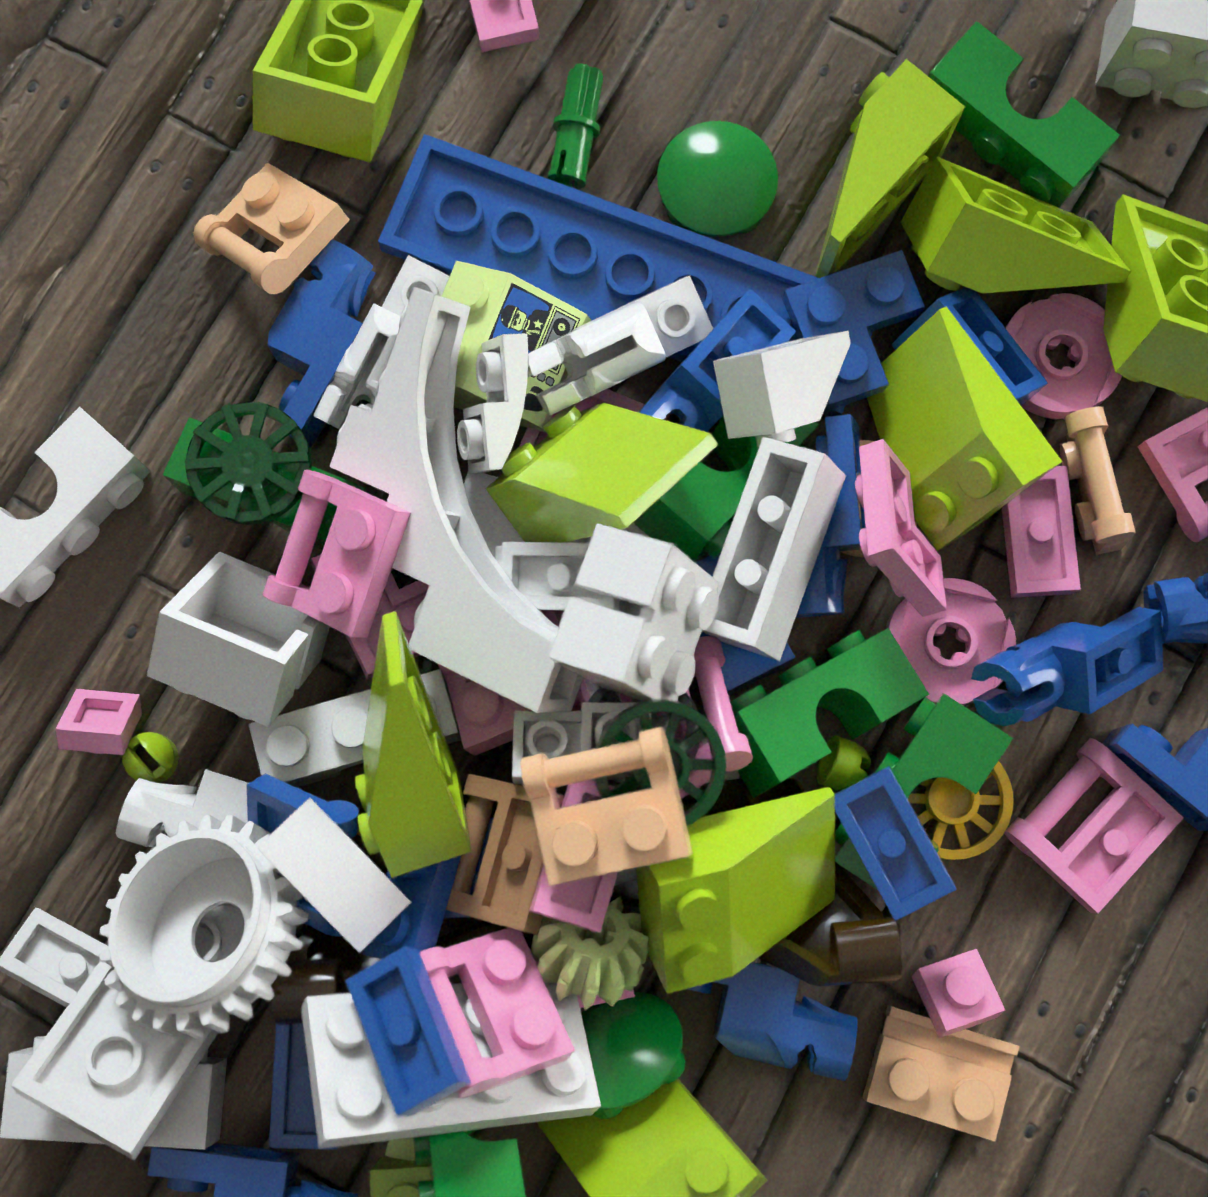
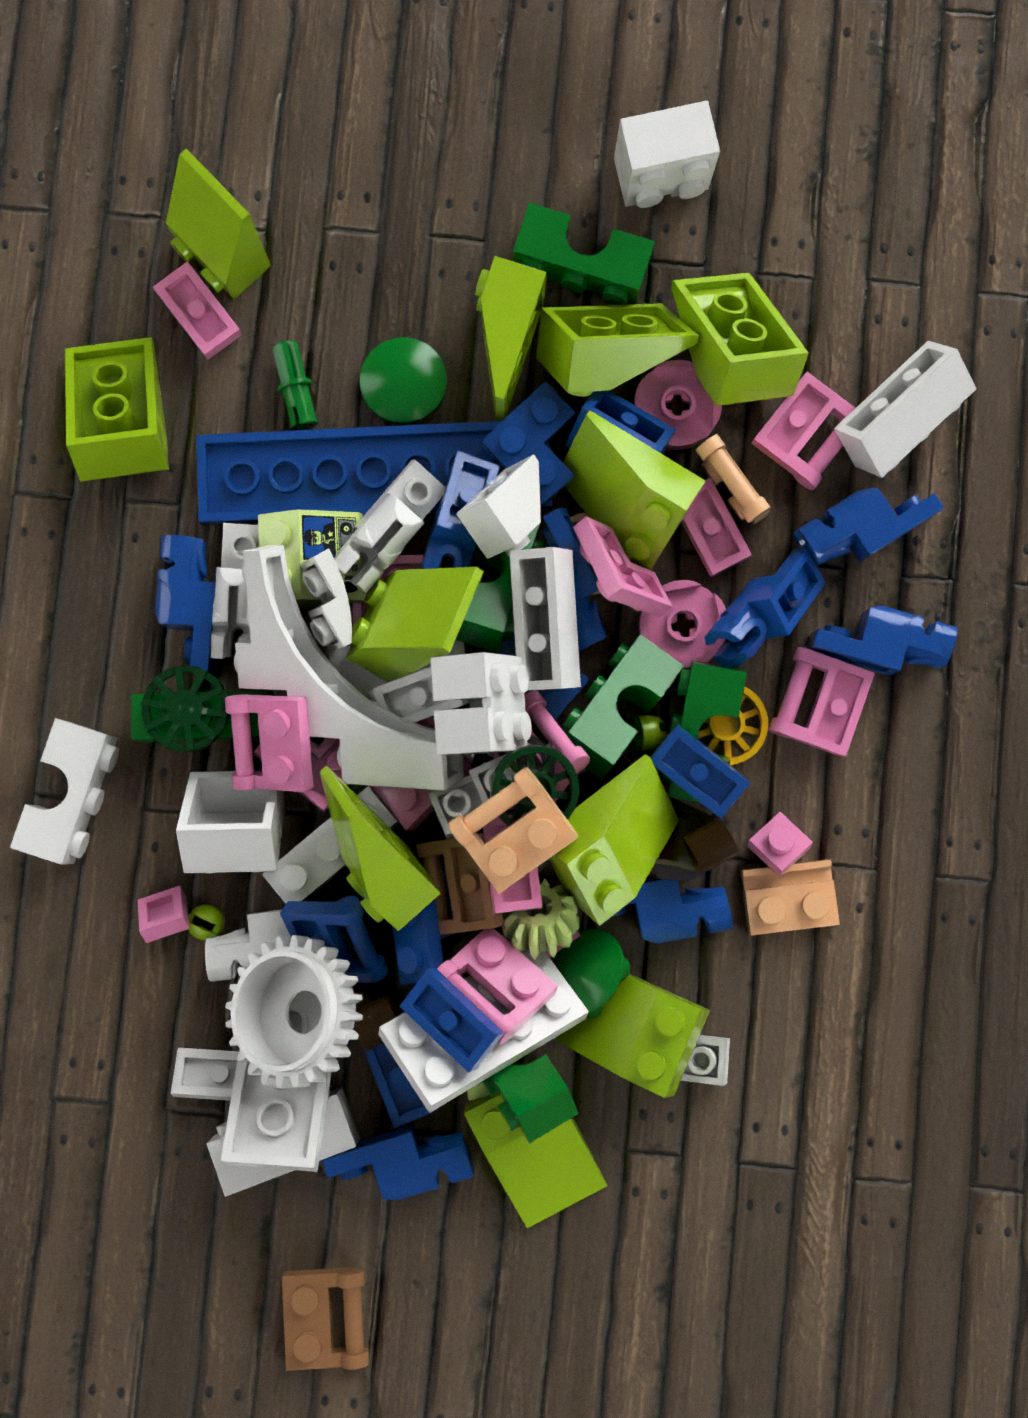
camera: 25 degrees left, 5 degrees up
(283, 213) = (129, 530): light nougat plate -> none
(334, 875) = (362, 945): white slope -> none

